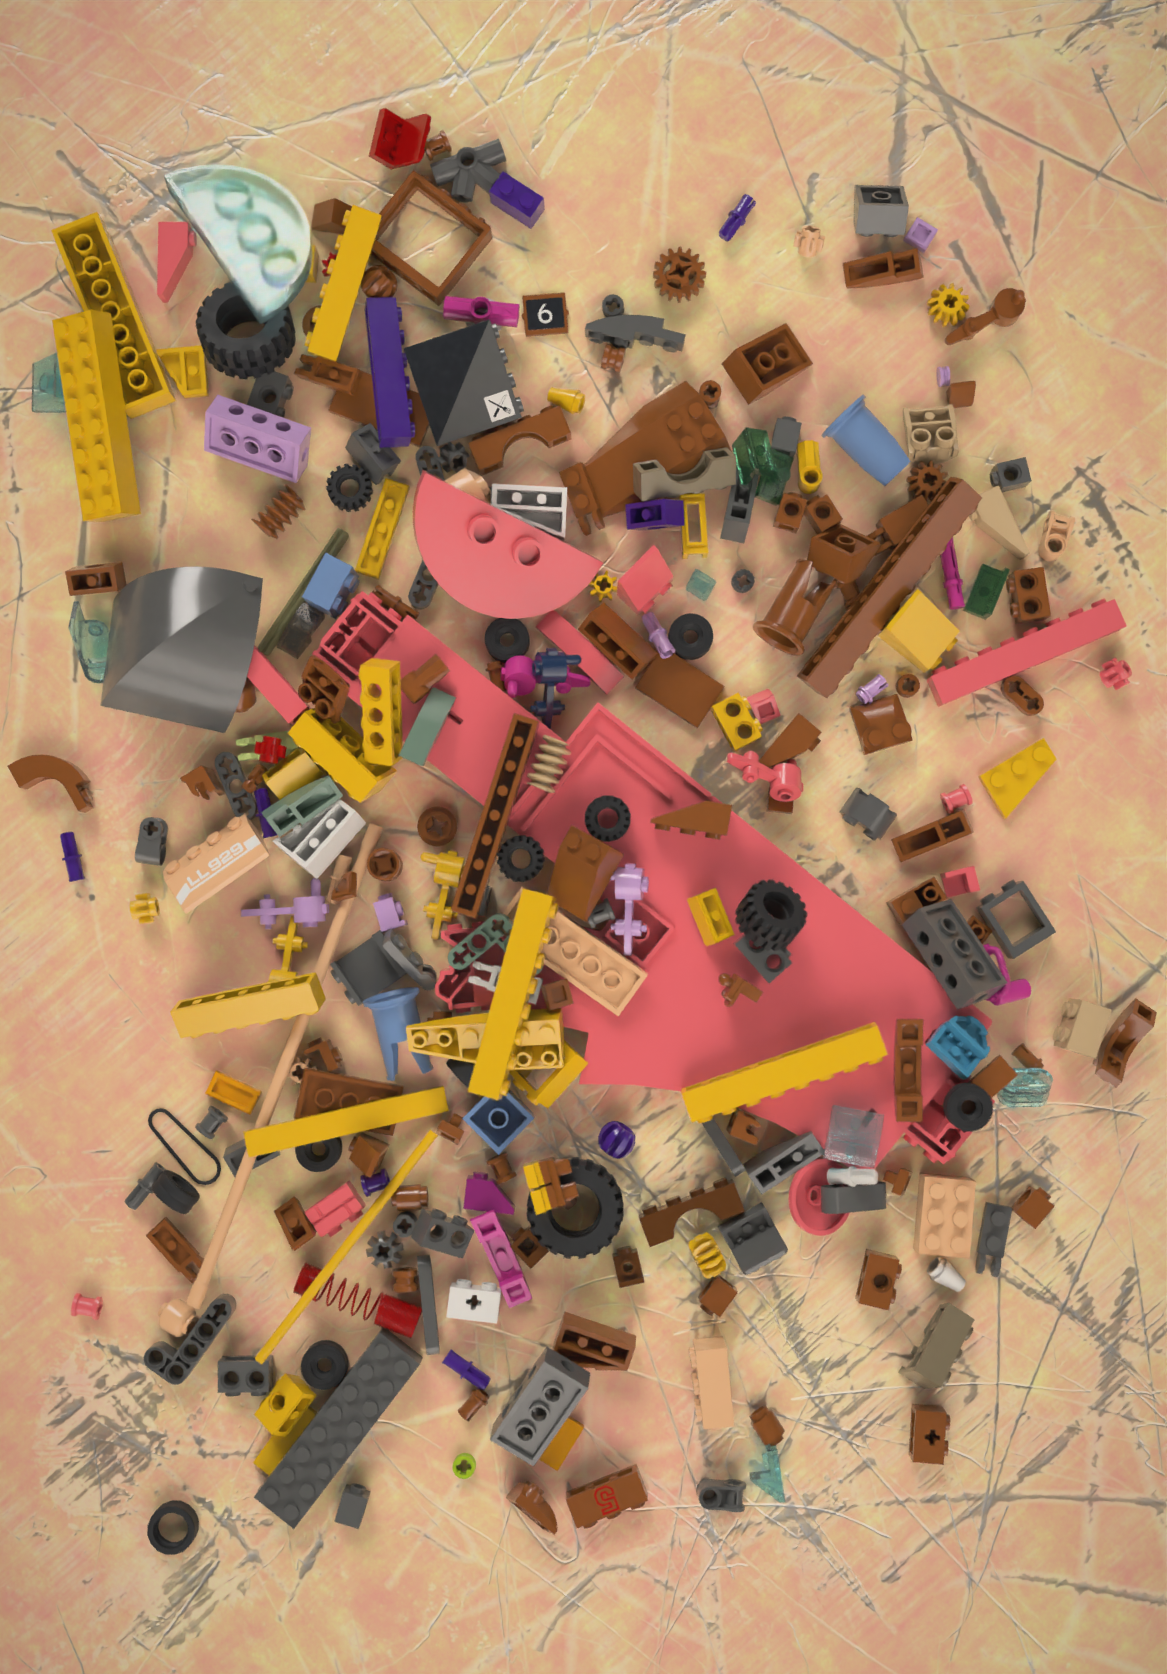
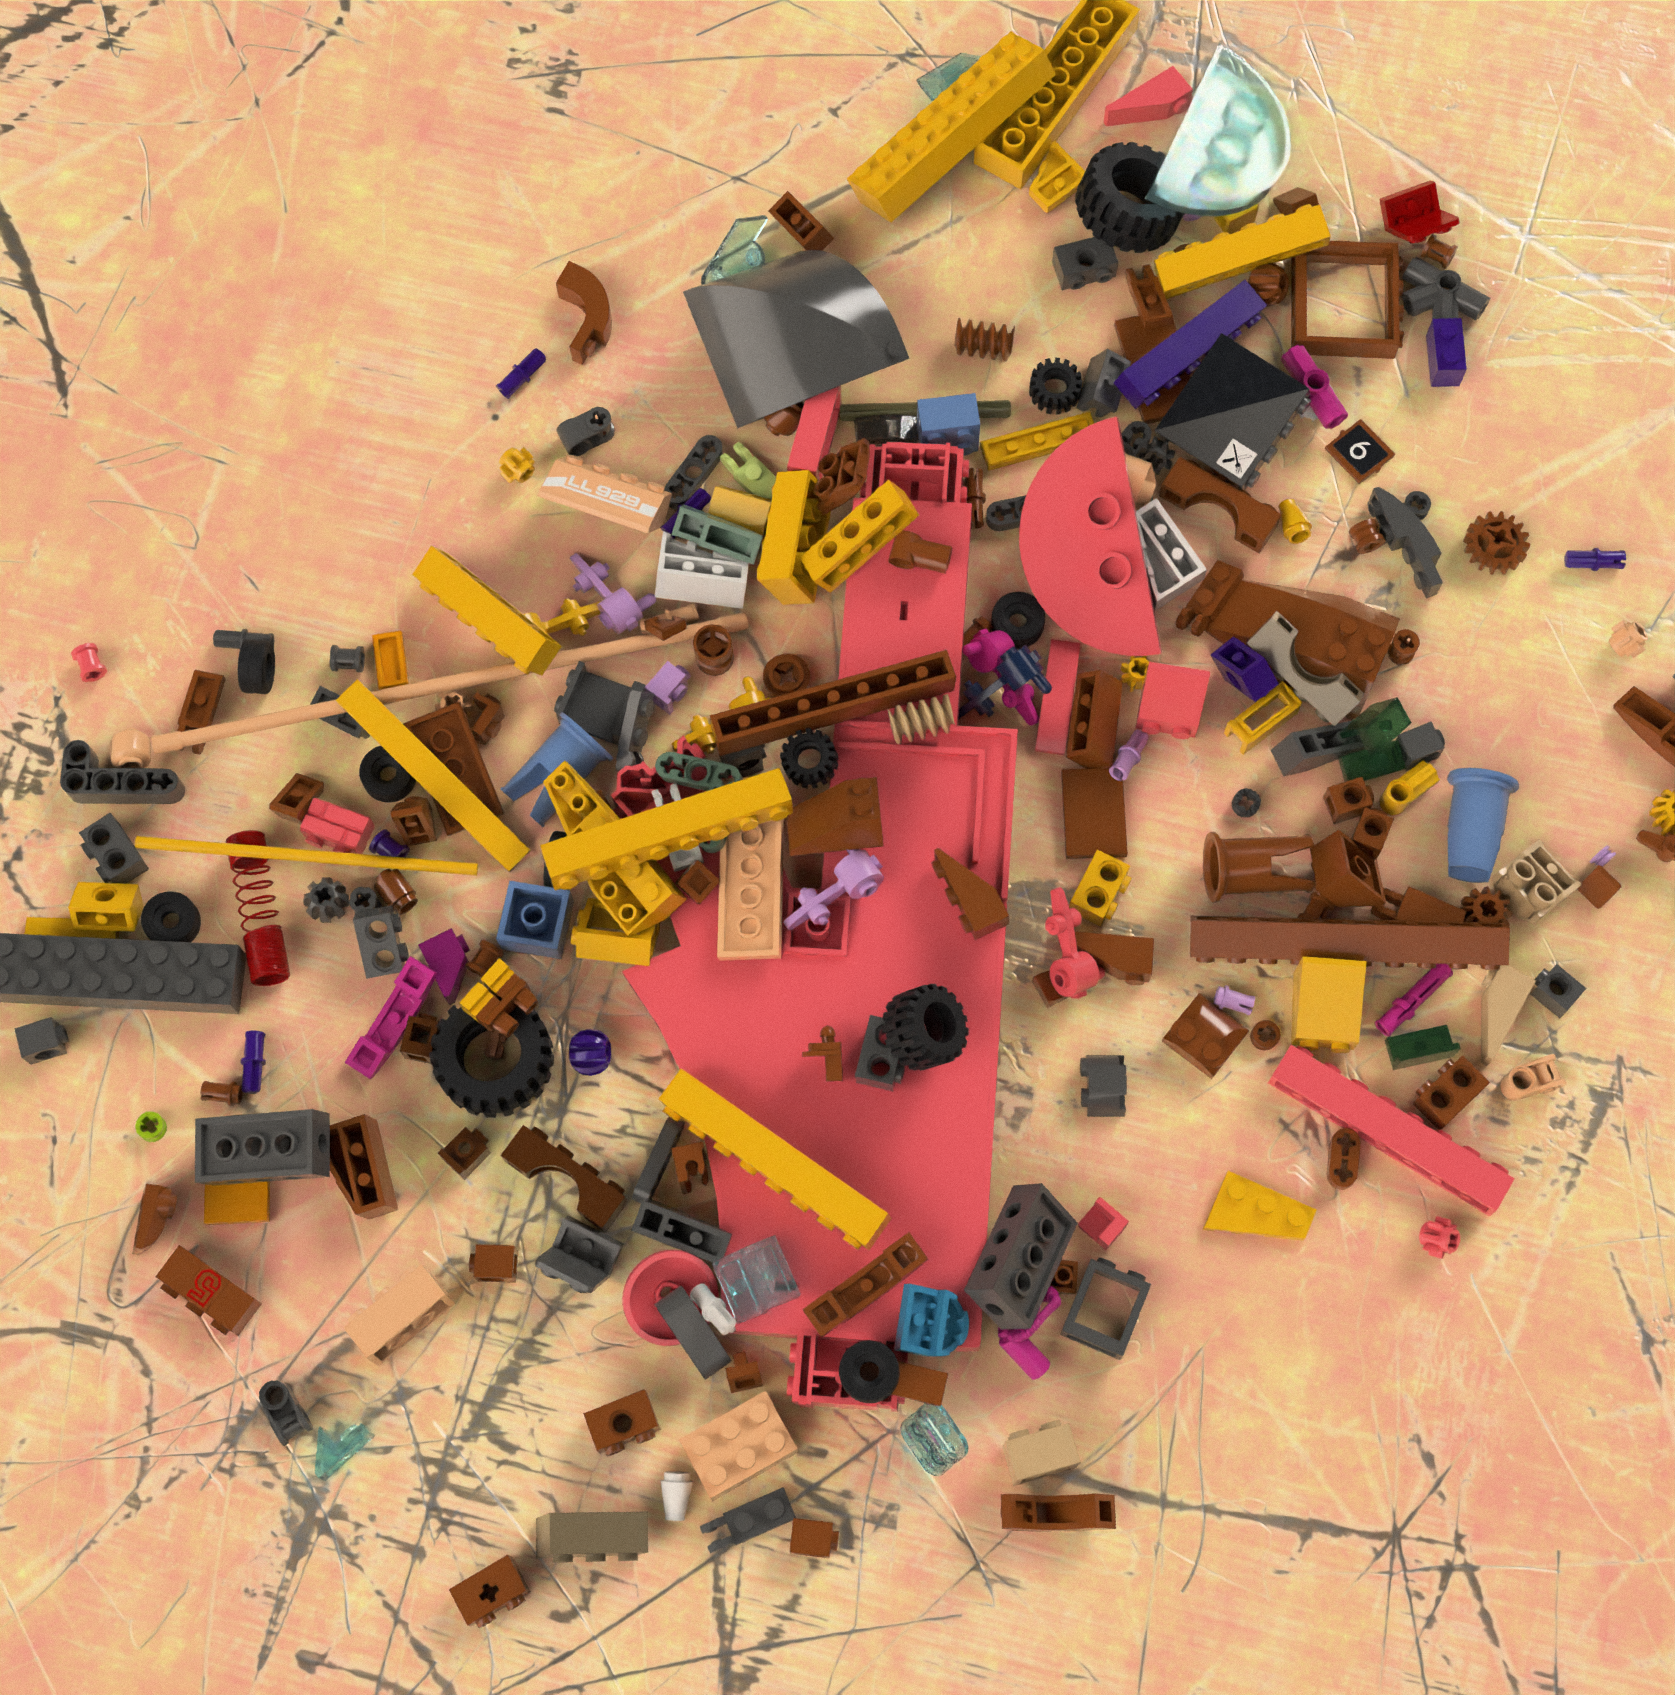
camera: 50 degrees right, 15 degrees down
(192, 1137) = (320, 657): black piece -> none
(204, 780) = (678, 434): dark orange hinge -> none
(254, 778) = (711, 480): dark orange piece -> none
(256, 438) = (1038, 272): lavender brick -> none
(270, 749) = (750, 472): red gear -> none
(405, 1279) = (308, 940): dark orange wheel -> none
(427, 727) = (875, 587): sand green slope -> none
(428, 1305) = (296, 980): dark grey beam -> none
(450, 1130) = (490, 885): dark orange tile -> none
(462, 1308) = (317, 1009): white brick -> none
(598, 805) = (913, 829): black tyre -> none
(601, 913) = (808, 868): dark grey bush -> none
(700, 626) = (1157, 772): black tyre -> none
(701, 585) = (1211, 764): clear light blue slope -> none
(707, 1255) = (530, 1221): yellow gear -> none
(710, 917) = (882, 980): yellow slope -> none
(764, 706) = (1135, 907): coral slope -> none
(766, 363) = (1477, 679): dark orange slope -> none
(767, 1426) = (388, 1410): dark orange brick -> none
(920, 896) = (1064, 1189): dark orange slope -> none
(932, 835) = (1131, 1163): dark orange slope -> none
(956, 798) = (1186, 1161): coral bush -> none
(1026, 1057) = (968, 1422): dark orange pin -> none

